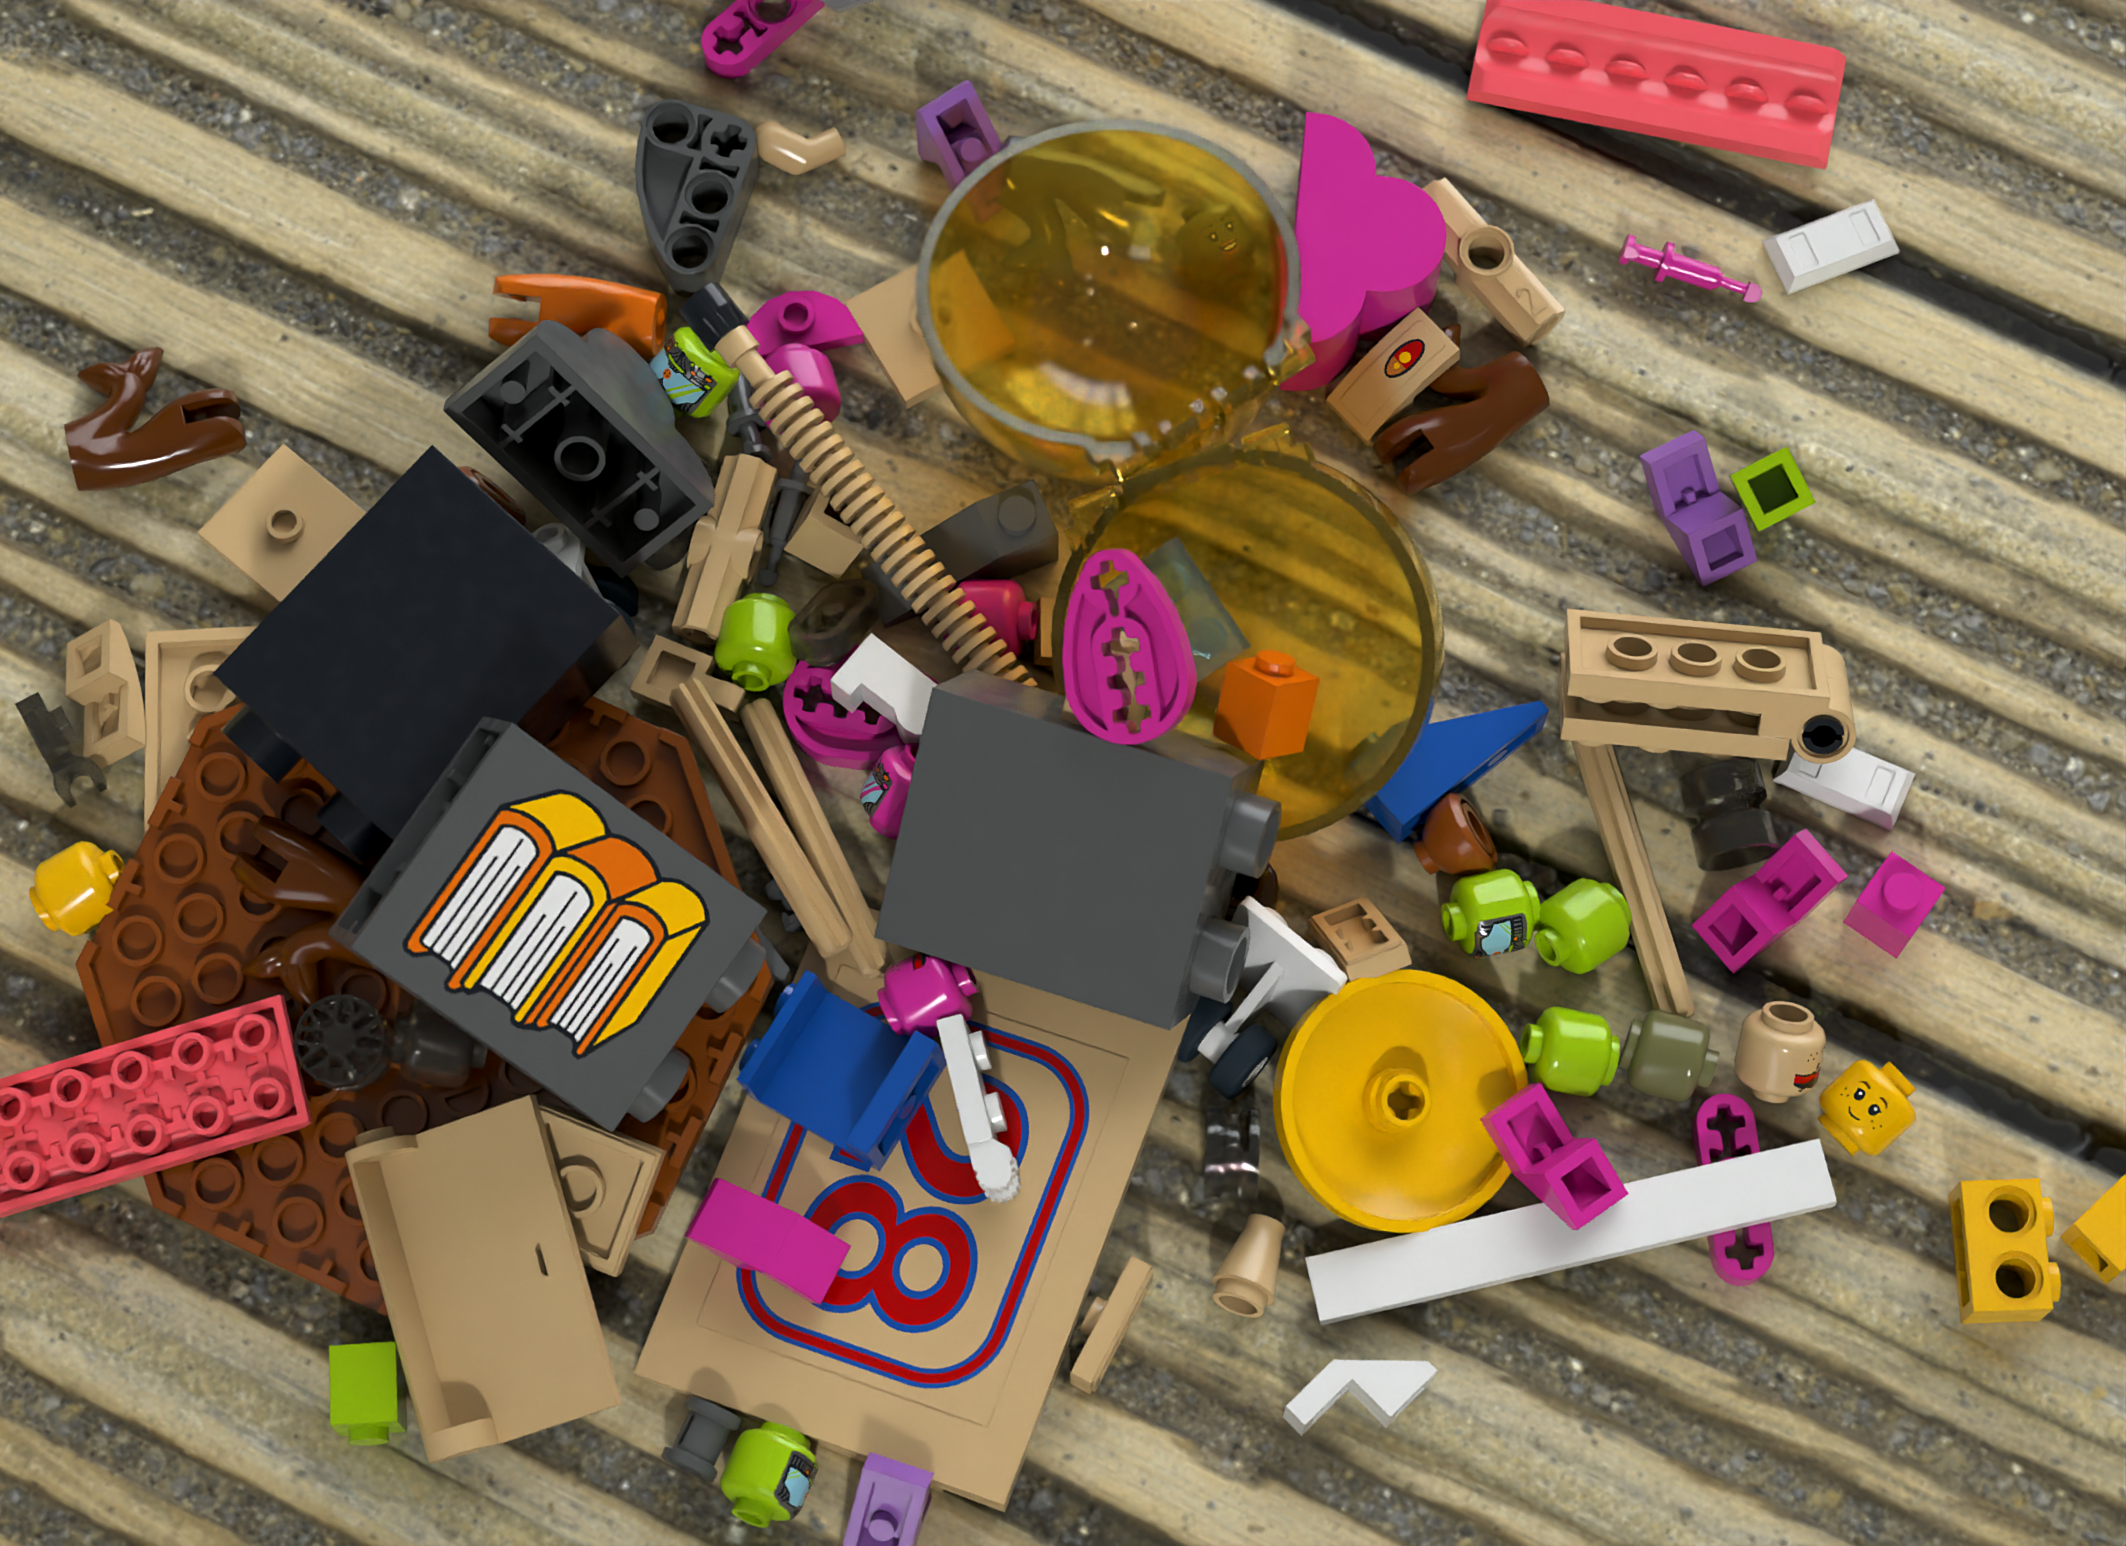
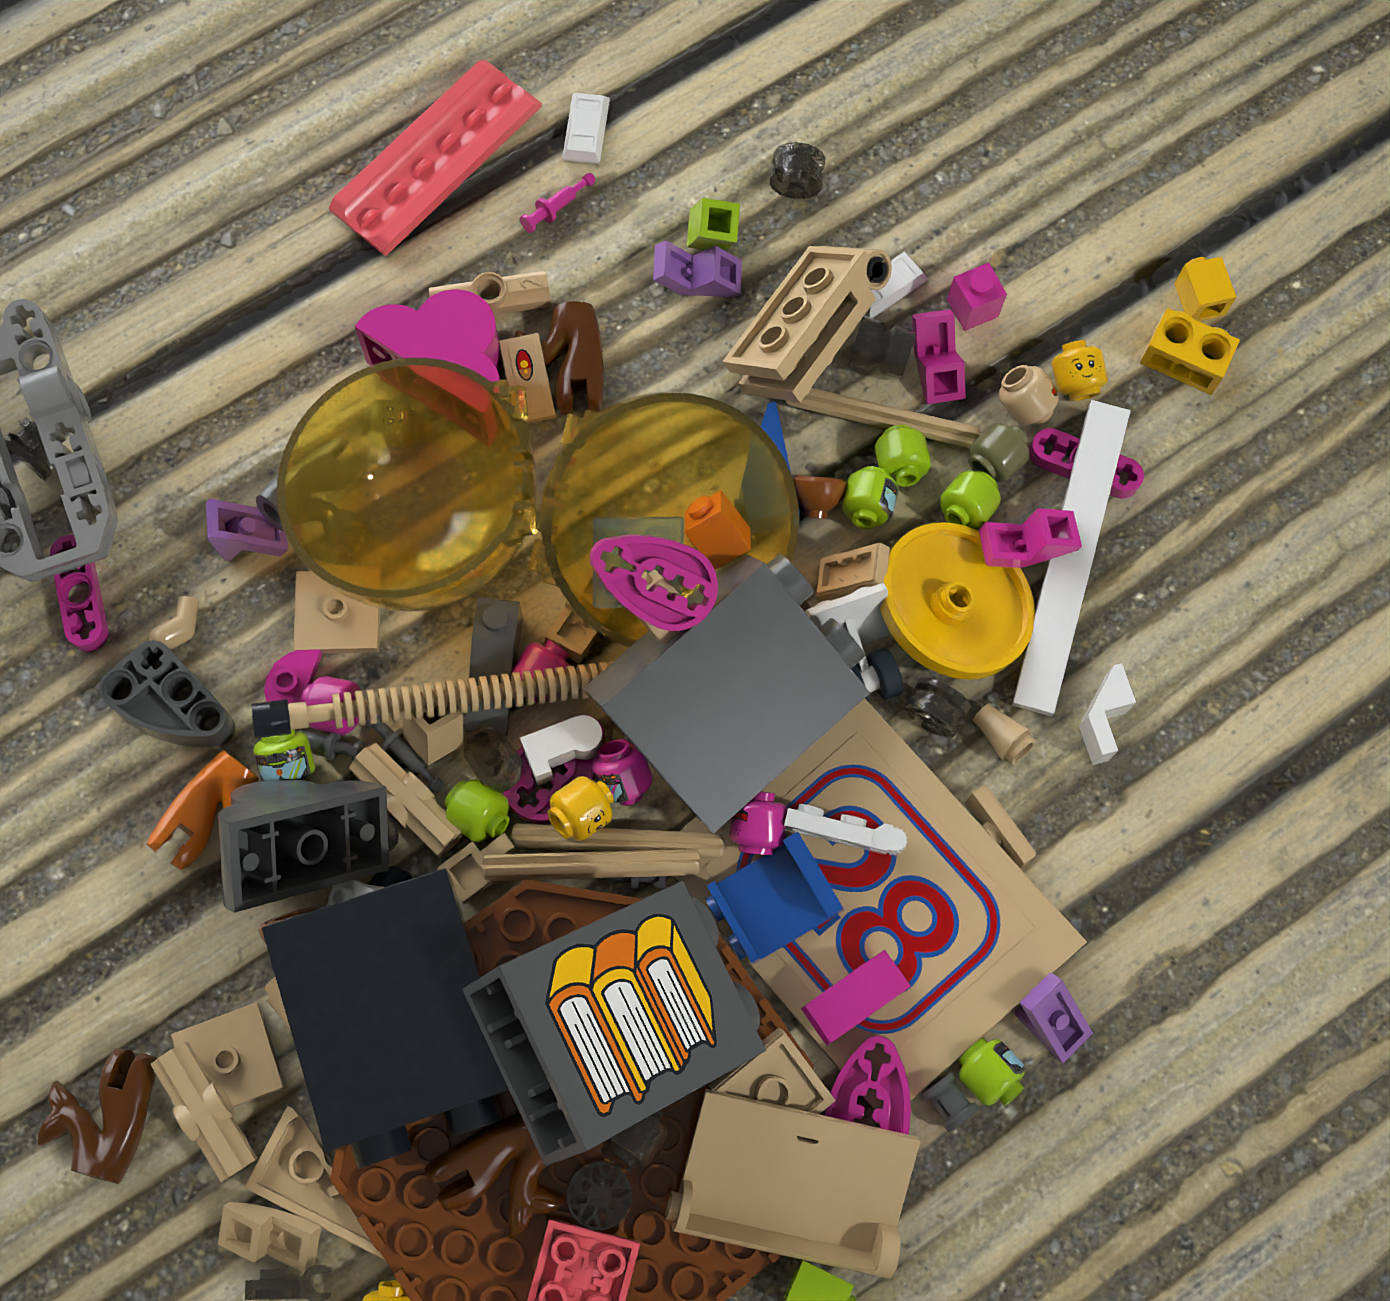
camera: 65 degrees left, 0 degrees up
(208, 531) = (204, 1111): none -> tan piece
(681, 1345) = (890, 1086): none -> dark pink piece
(825, 762) = (580, 808): none -> yellow head
(1936, 558) = (797, 170): none -> clear smoke wheel

